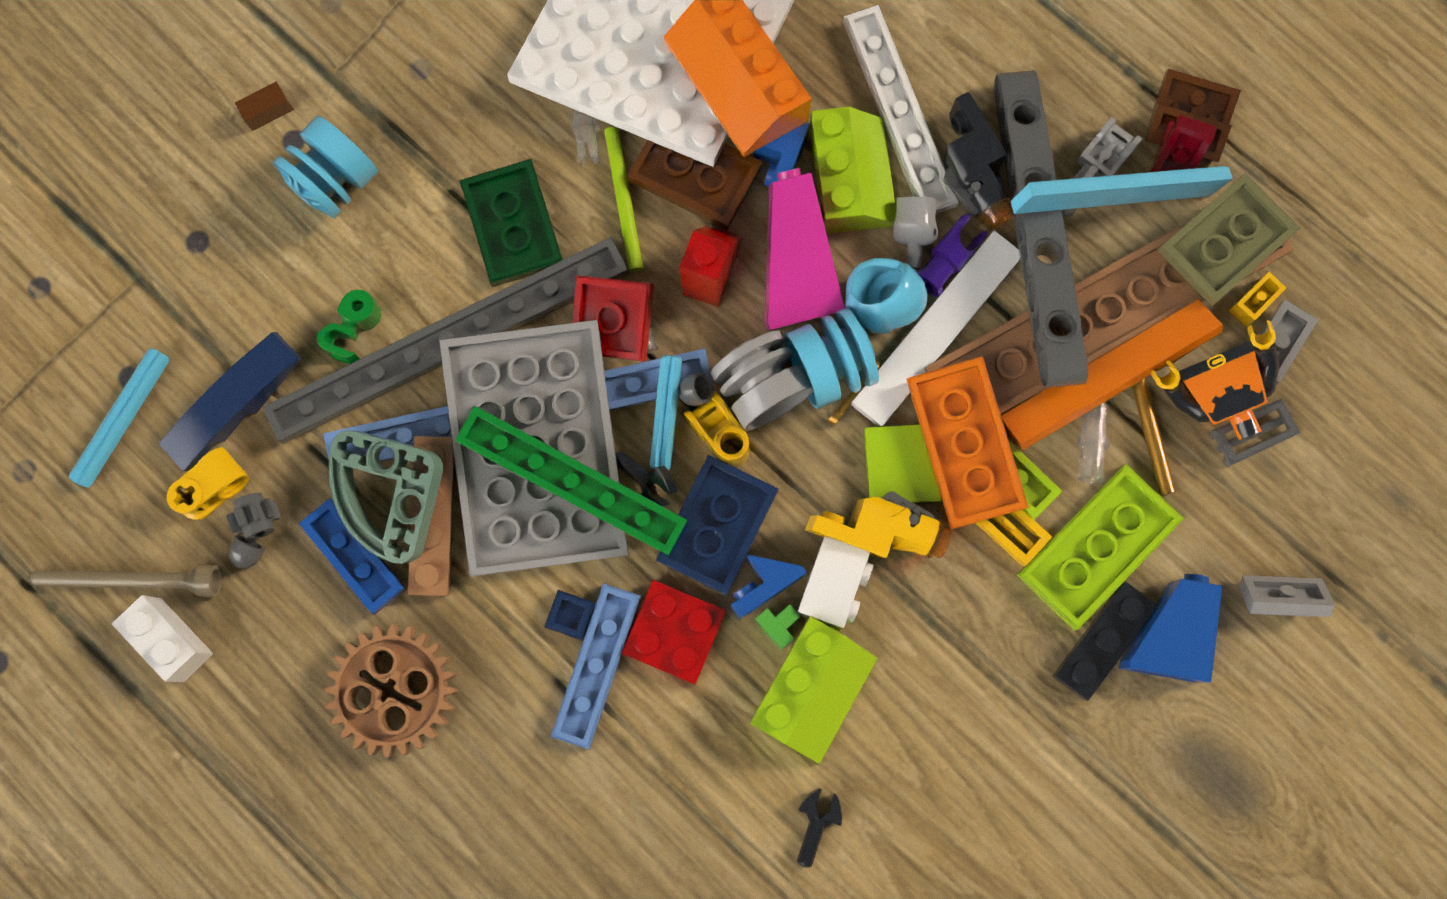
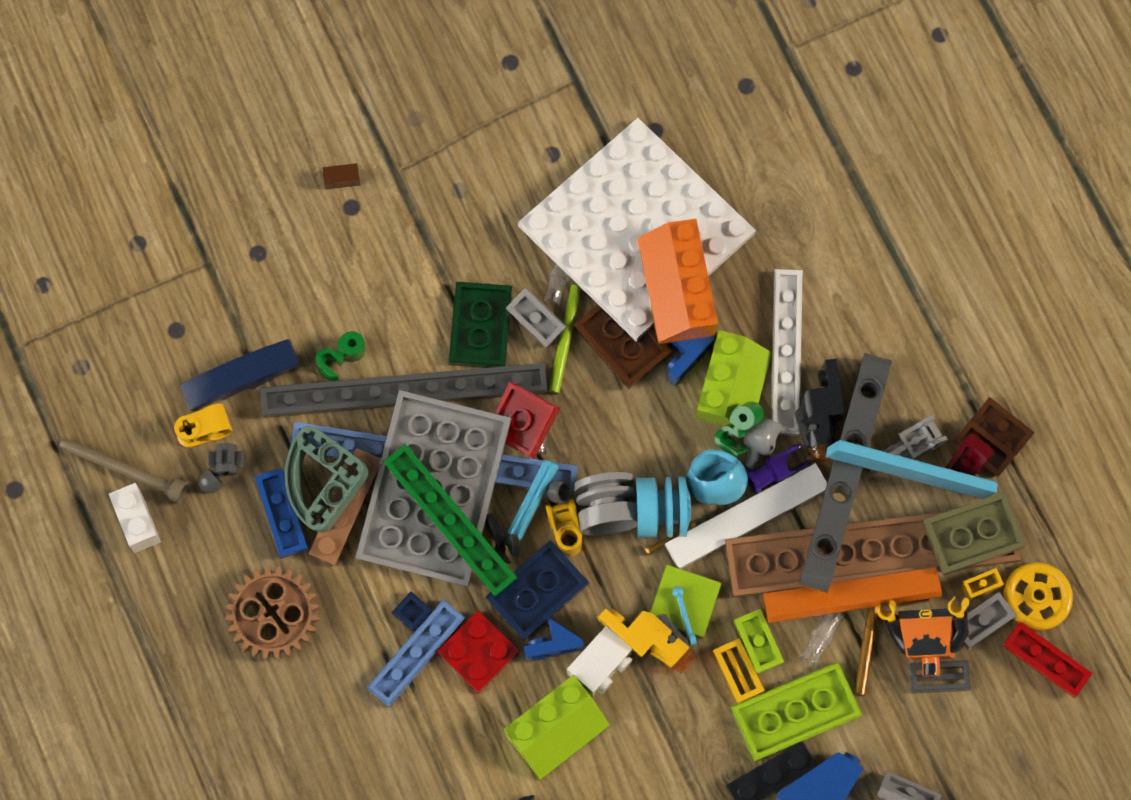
camera: 20 degrees right, 5 degrees down
(119, 418) = (160, 356): medium azure axle -> none
(325, 167) = (368, 239): medium azure wheel -> none
(576, 184) = (536, 317): none -> light grey plate
(709, 263) = (605, 407): red slope -> none
(777, 626) = (550, 674): bright green tile -> none
(799, 259) = (666, 434): dark pink slope -> none
(887, 208) = (741, 419): none -> green leg
(895, 457) = (678, 593): none -> medium azure hinge
(967, 443) = (731, 602): orange tile -> none
(1339, 257) = (1055, 579): none -> yellow plate
(1376, 359) = (1047, 659): none -> red plate

